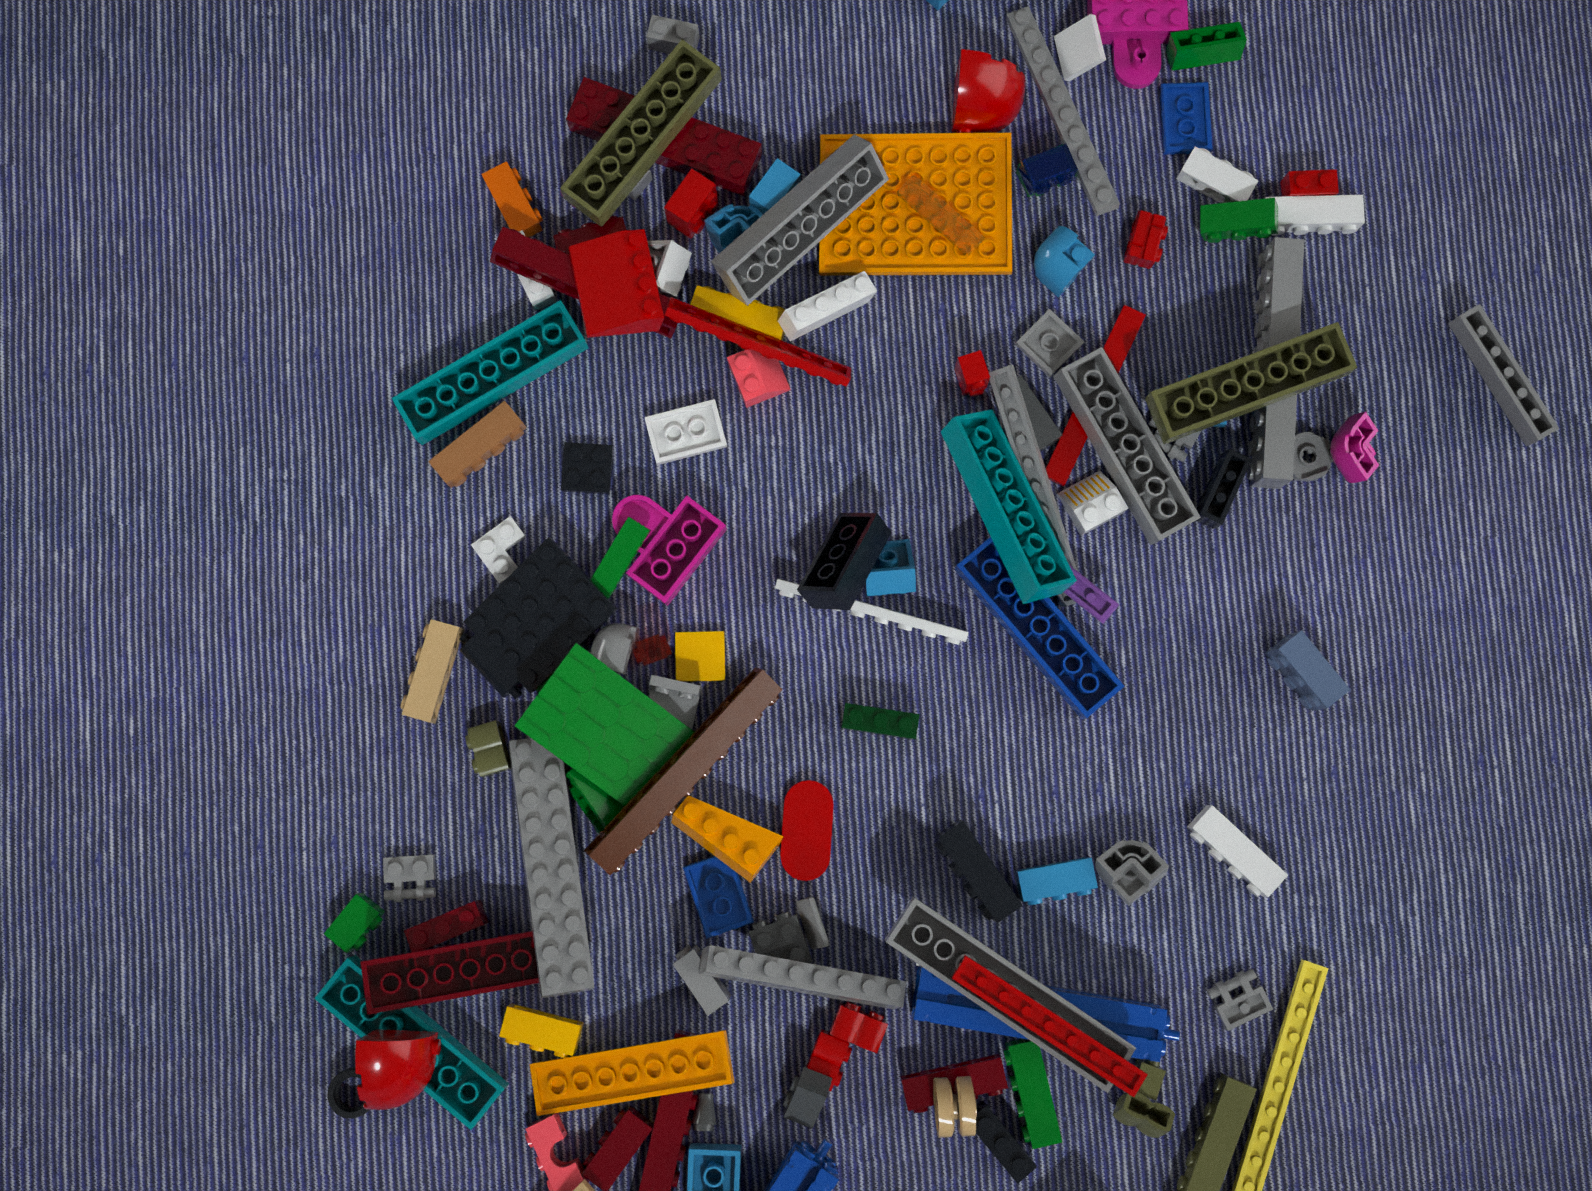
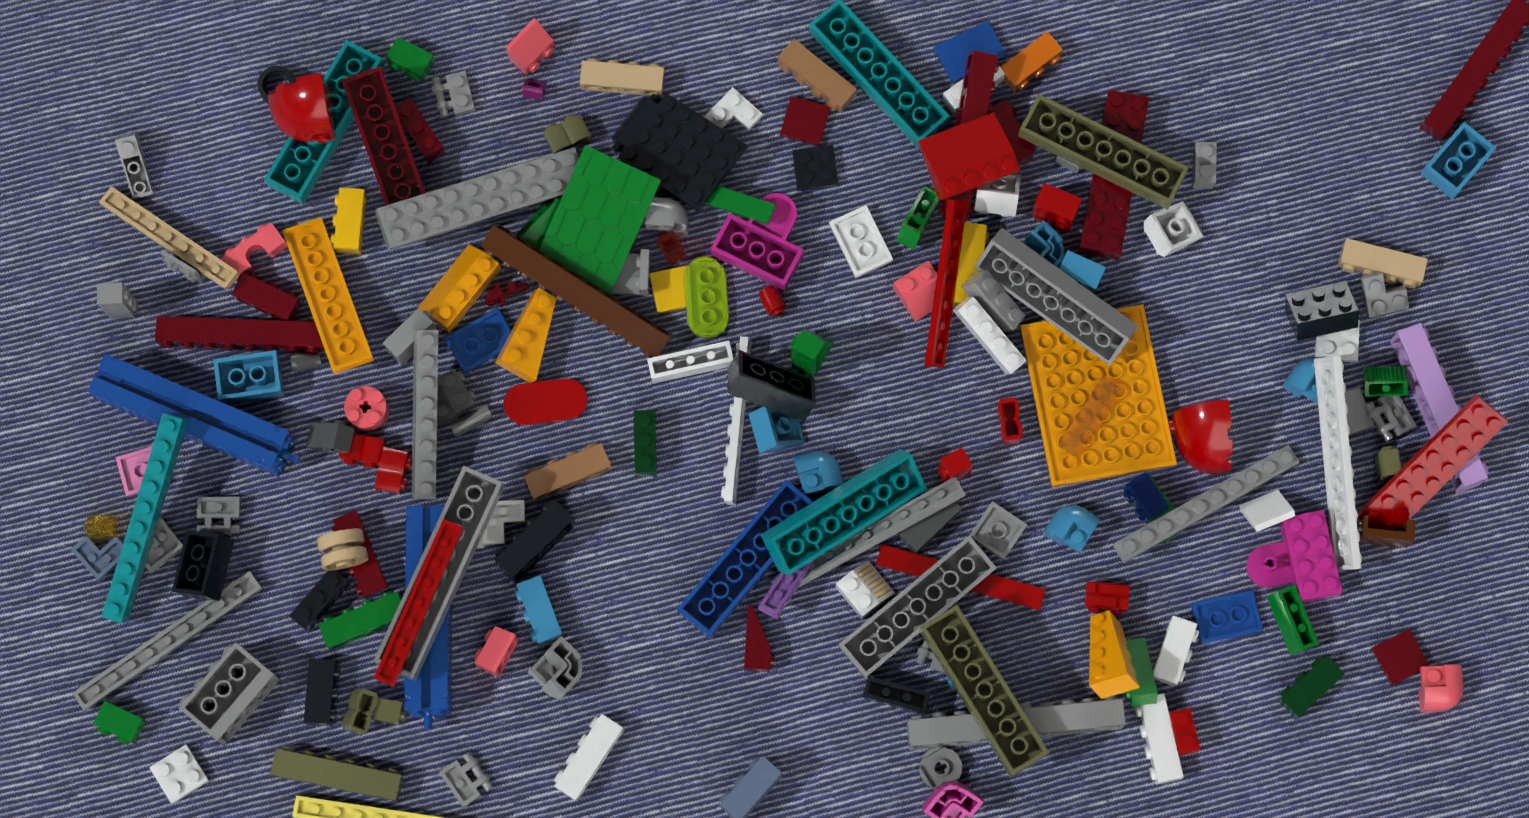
camera: 80 degrees right, 5 degrees down
(372, 773) = (530, 47): none -> coral slope
(423, 778) = (534, 89): none -> magenta slope
(483, 280) = (954, 52): none -> blue tile
(528, 469) = (805, 121): none -> dark red tile
(649, 910) = (460, 287): none -> light orange slope
(668, 864) = (497, 295): none -> dark red arm
(671, 361) = (918, 218): none -> green slope
(717, 620) = (706, 297): none -> lime tile
(737, 544) = (772, 301): none -> red brick
(742, 87) = (1172, 229): none -> white slope
(778, 1062) = (358, 400): none -> coral brick
(787, 291) = (994, 300): none -> light grey brick
(793, 651) = (690, 362): none -> white brick
(810, 507) = (809, 351): none -> green wedge
(897, 818) = (567, 472): none -> medium nougat brick
(922, 304) = (1011, 427): none -> red brick
(933, 893) = (504, 512): none -> white plate
(949, 529) = (817, 472): none -> dark azure brick
(1098, 939) = (496, 651): none -> coral slope
(1111, 1157) = (321, 692): none -> black brick
(1144, 636) = (757, 649): none -> dark red slope
(1226, 242) = (1109, 659): none -> light orange wedge
(1279, 44) = (1310, 686): none -> dark green brick

